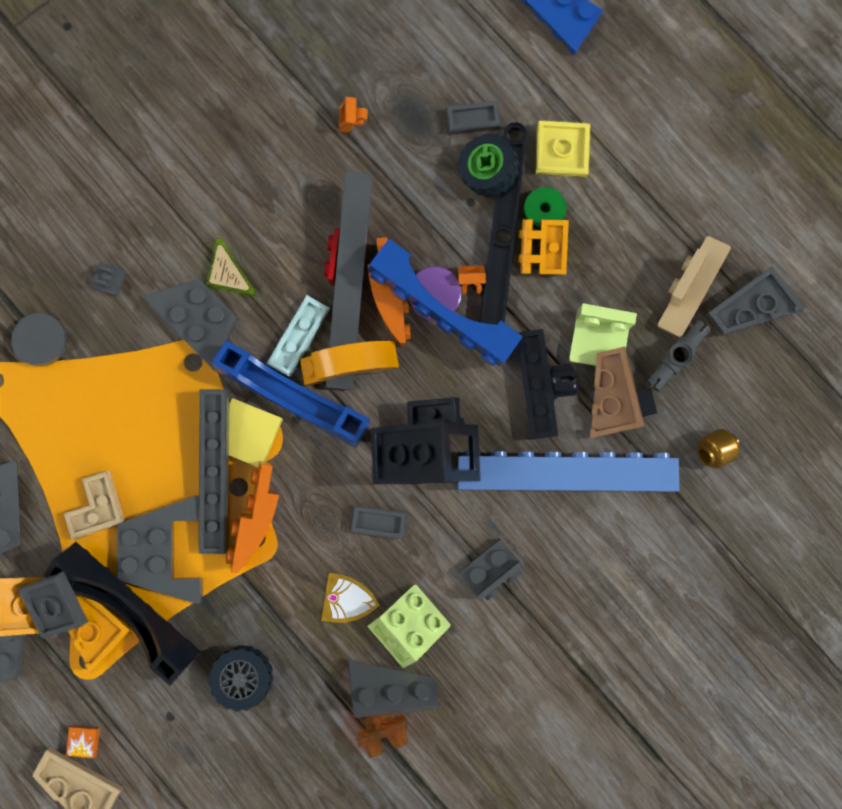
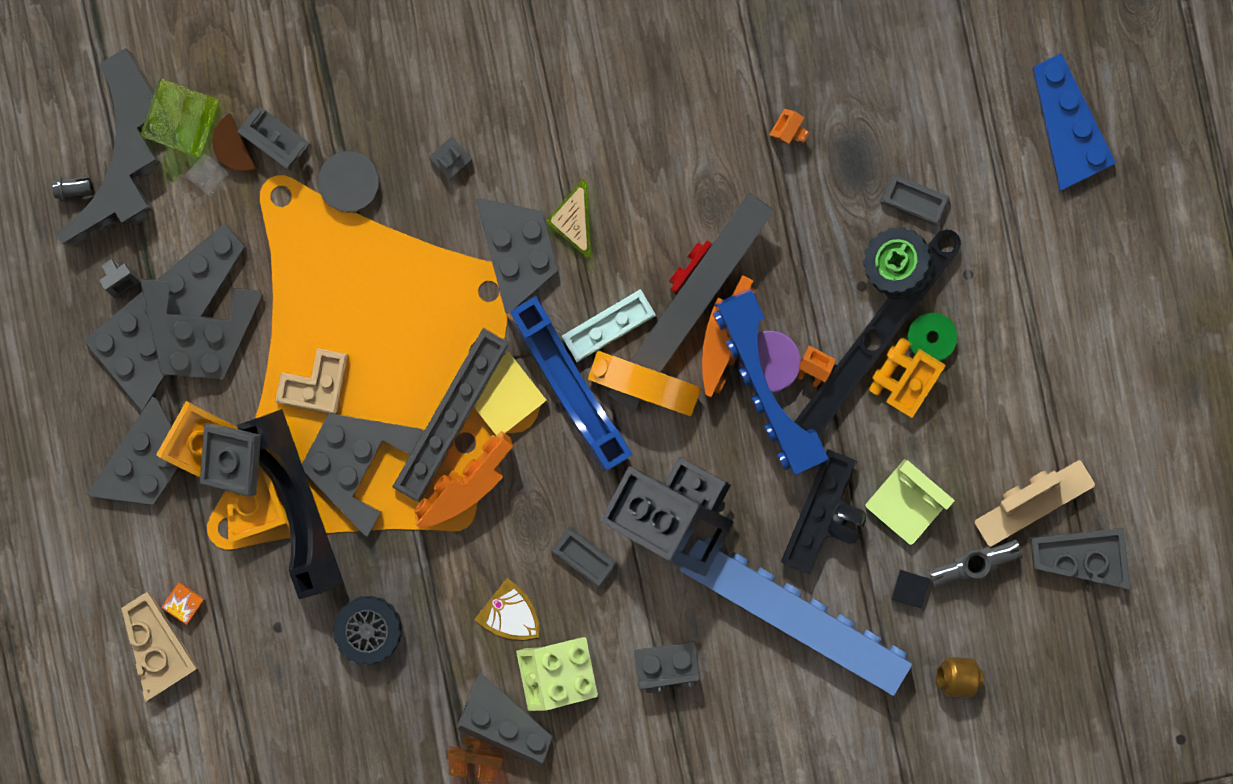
camera: 30 degrees right, 5 degrees up
(562, 148) = (987, 284): light yellow tile -> none
(615, 395) = (888, 568): medium nougat wing -> none

